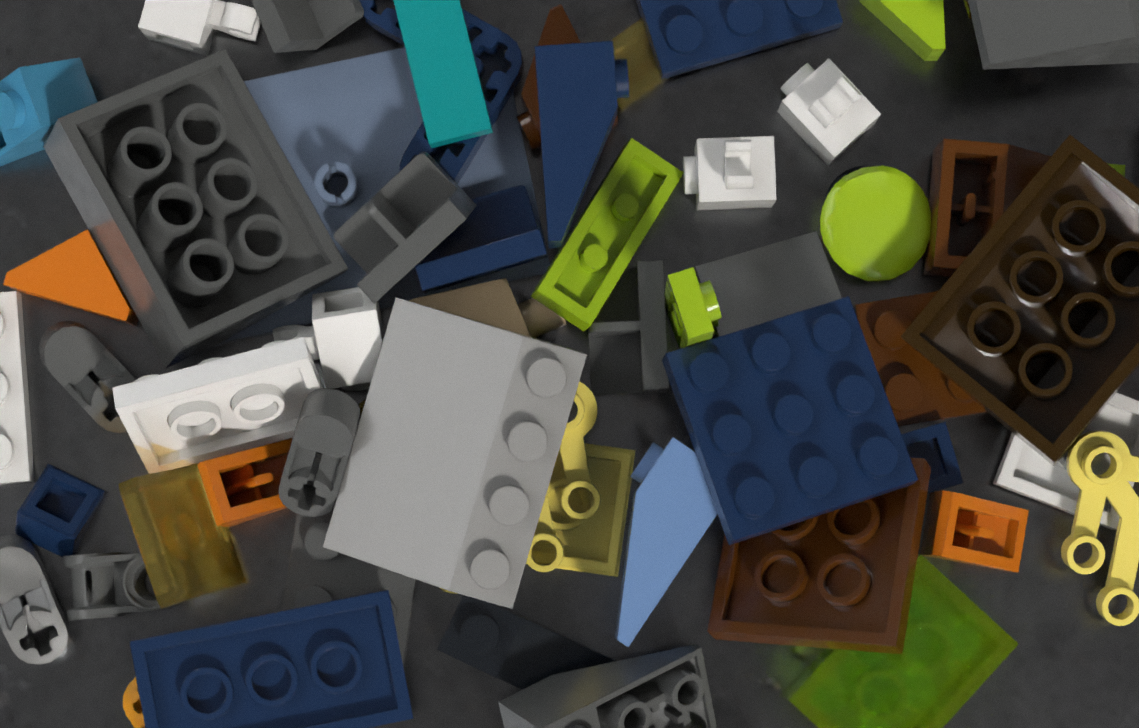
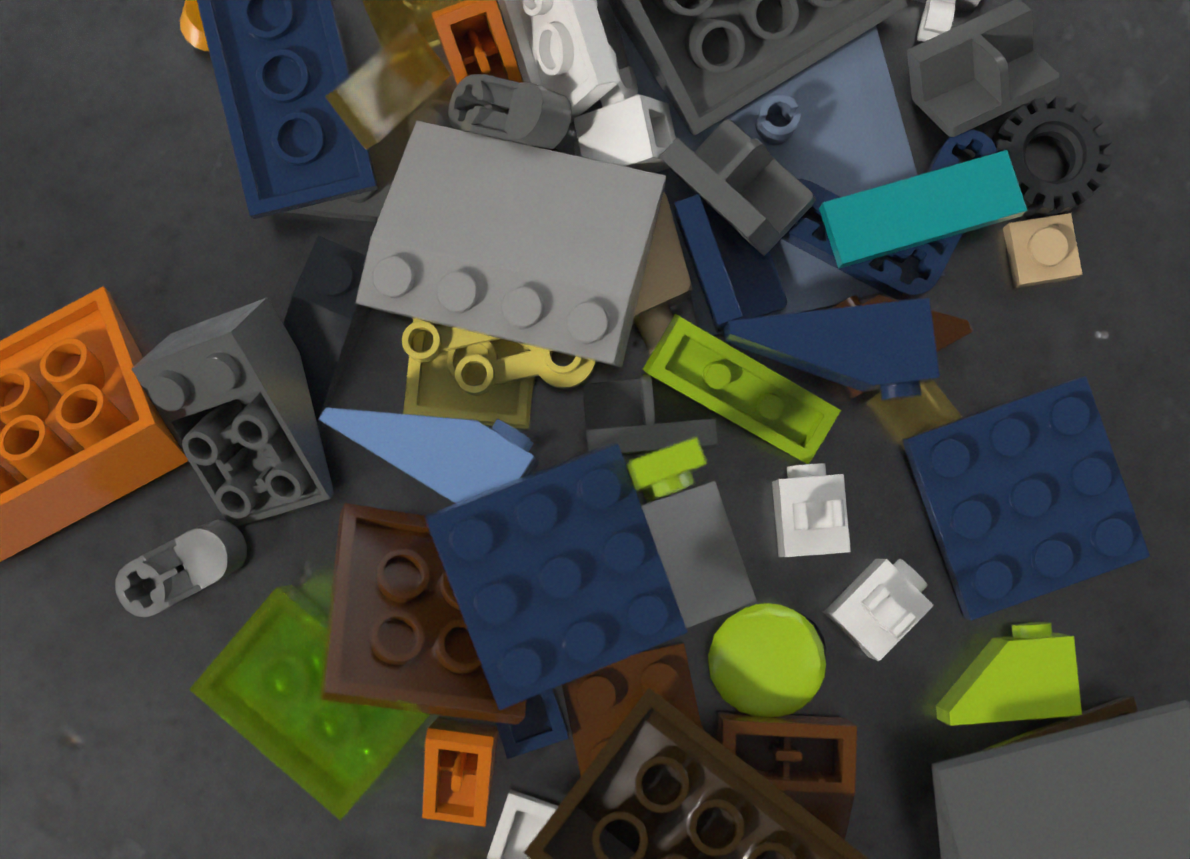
camera: 90 degrees right, 0 degrees up
(285, 573) = (388, 86): none -> clear yellow tile

